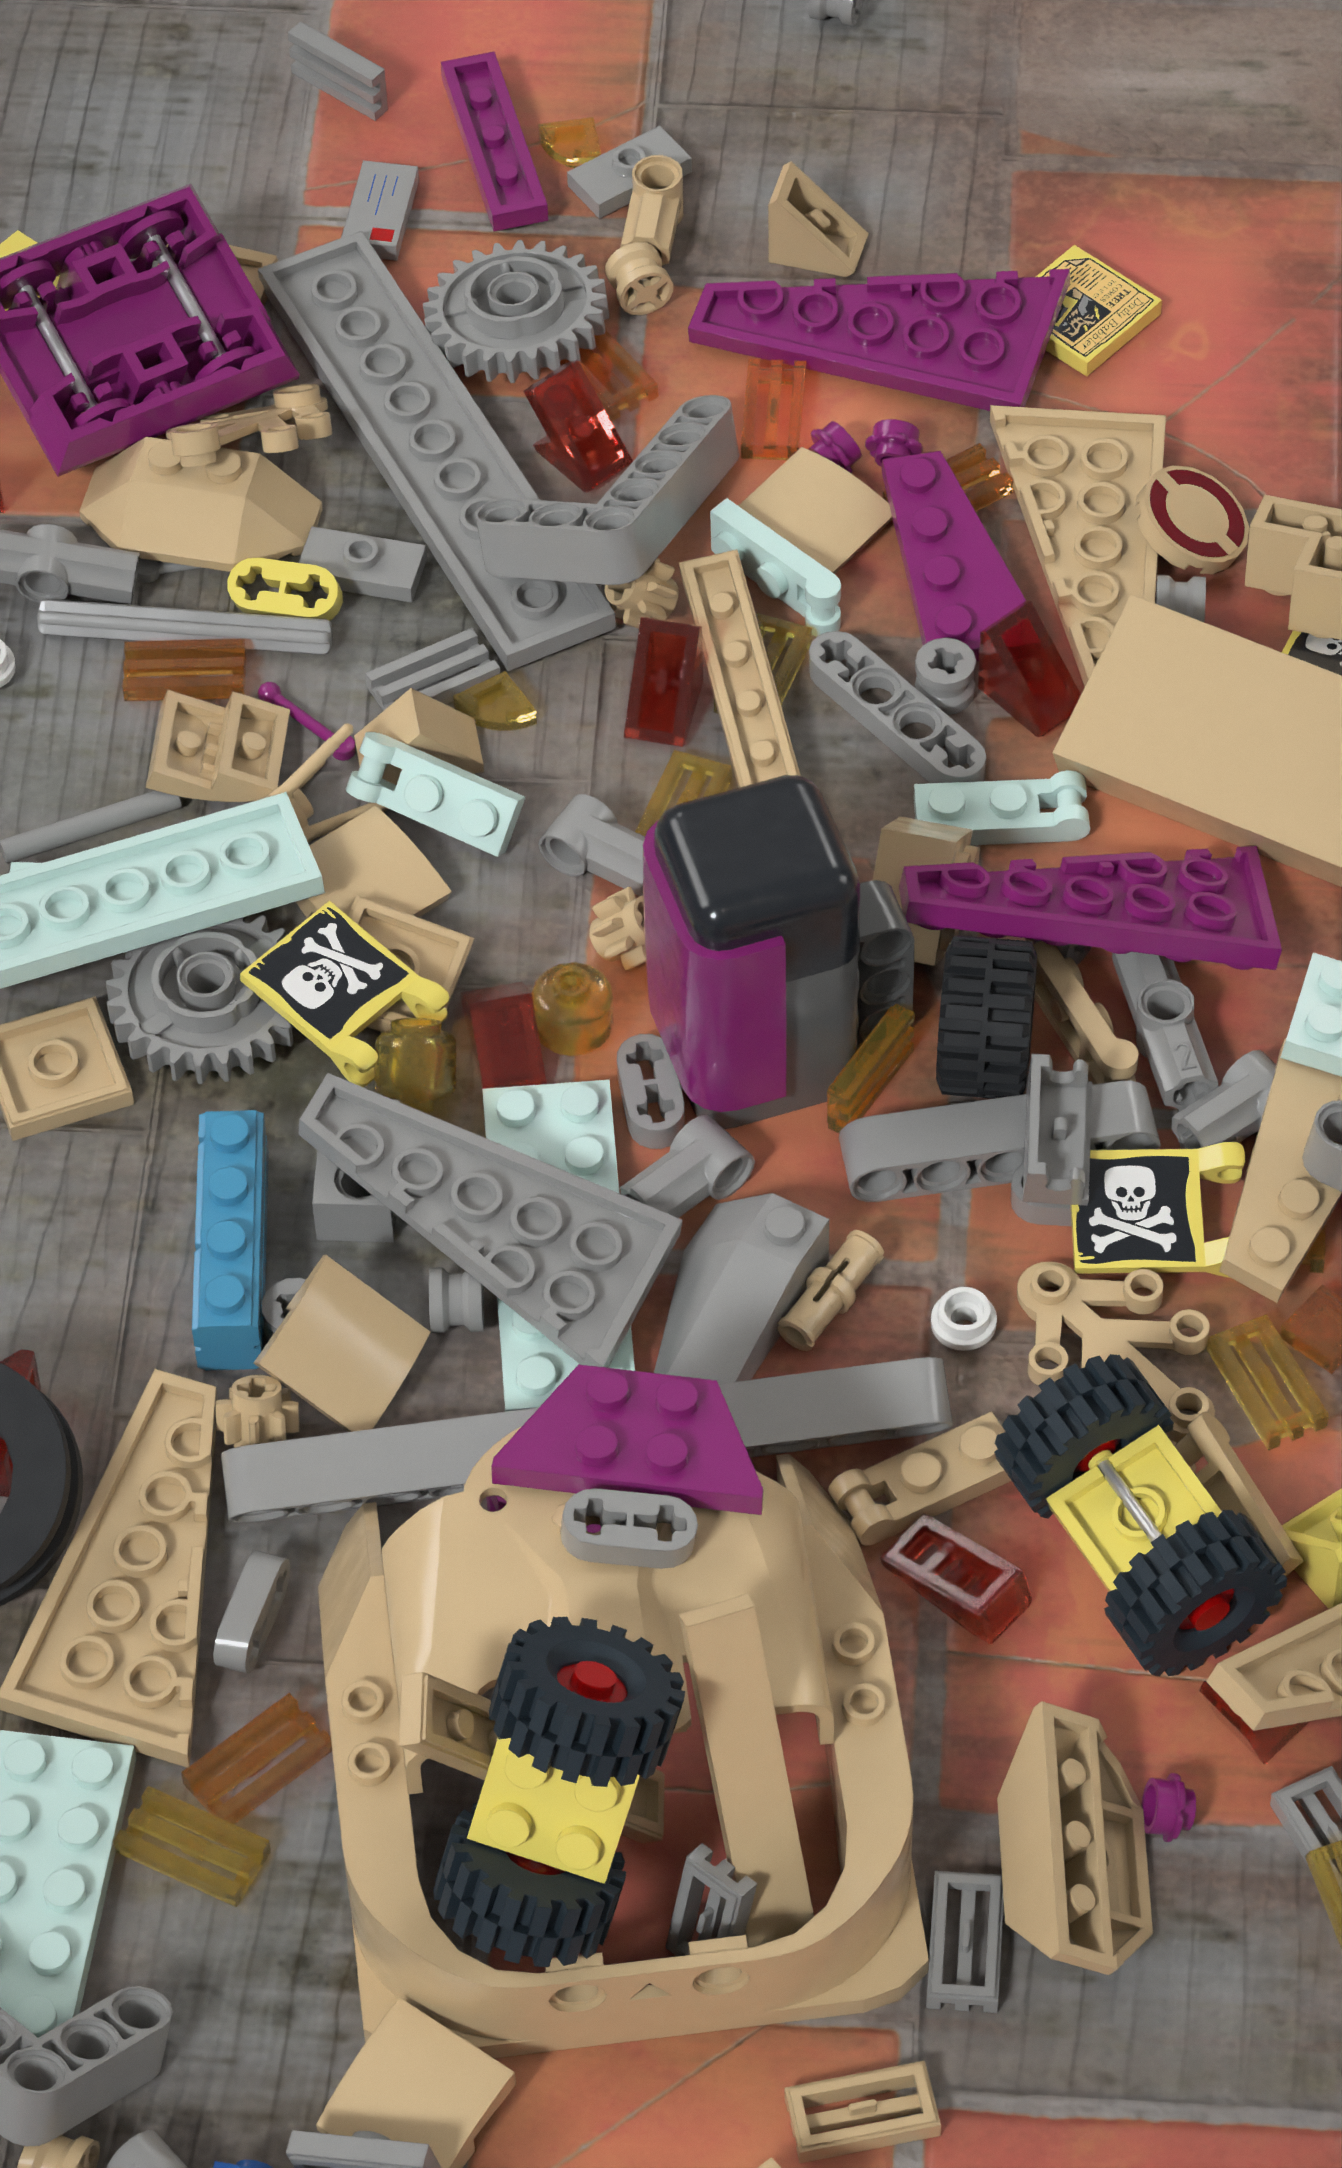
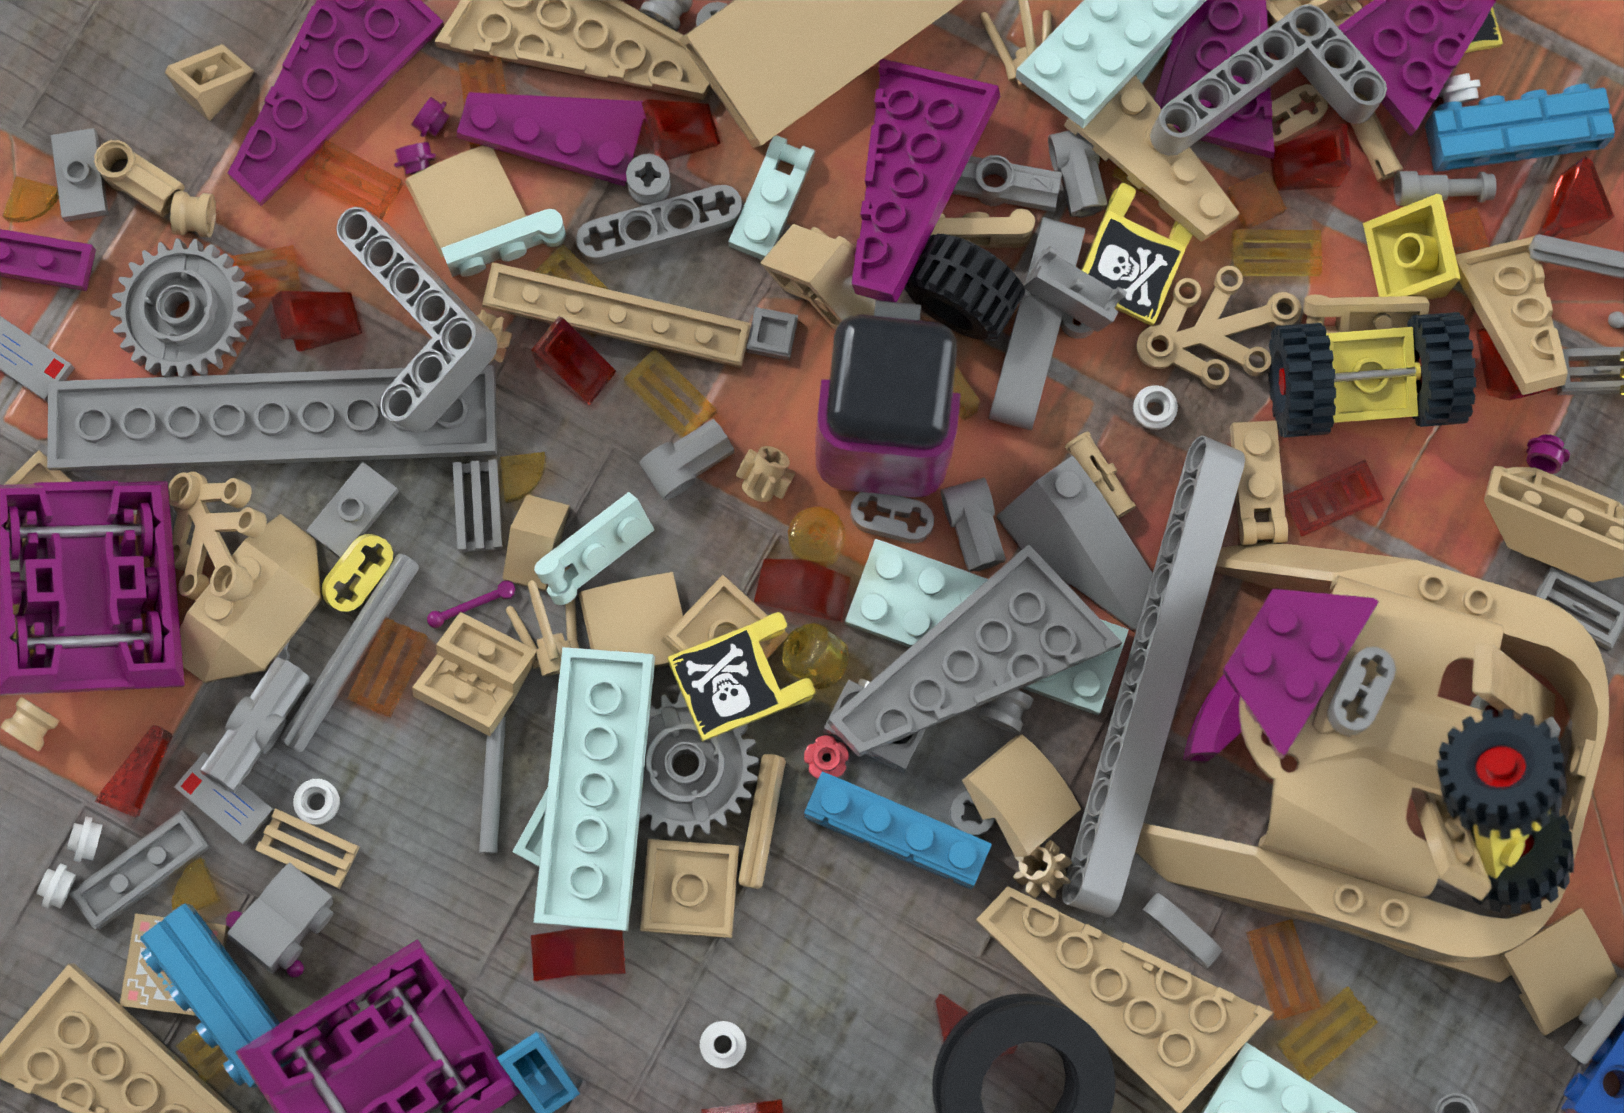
camera: 70 degrees left, 25 degrees up
(175, 1105) = (762, 821): none -> tan axle
(289, 1154) = (826, 745): none -> coral plate

